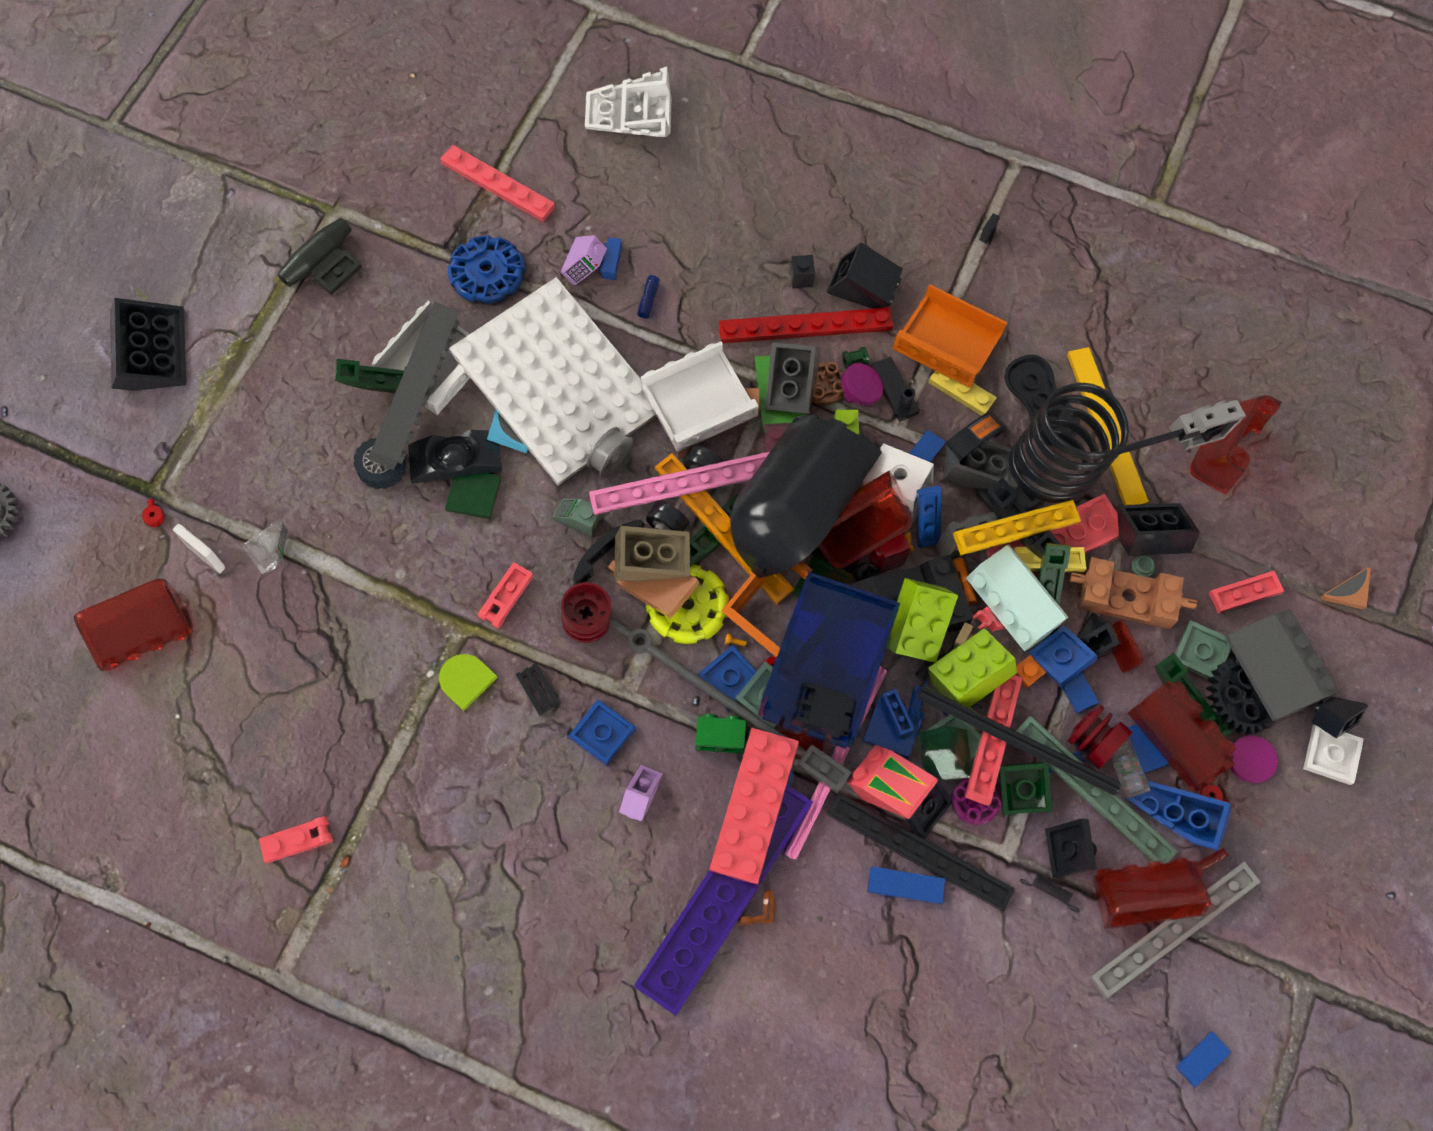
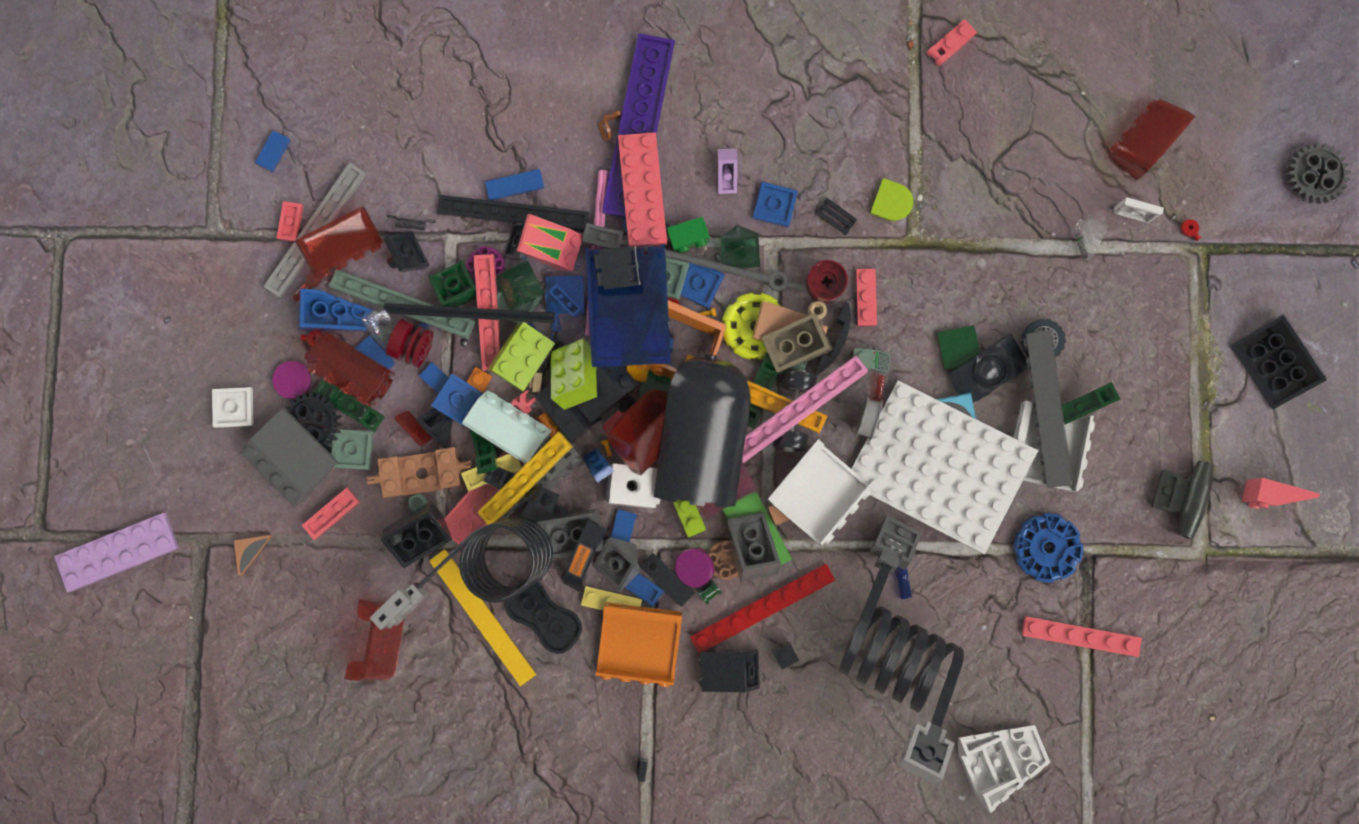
camera: 160 degrees right, 15 degrees up
(234, 222) = (1265, 492): none -> coral slope
(506, 594) = (893, 276): coral plate -> none
(548, 586) = (866, 297): none -> coral plate
(583, 258) = (972, 588): lavender slope -> none
(588, 475) = (880, 389): none -> clear red bar
(611, 258) = (950, 602): blue piece -> none
(611, 586) = (818, 304): none -> tan plate
(644, 320) = (925, 749): none -> black piece
(667, 694) = (740, 248): none -> clear green slope
(925, 392) = (645, 589): none -> blue tile
(940, 417) = (618, 562): none -> dark grey slope
(1205, 953) = (290, 221): none -> coral plate
(1338, 715) = (236, 435): black slope -> none

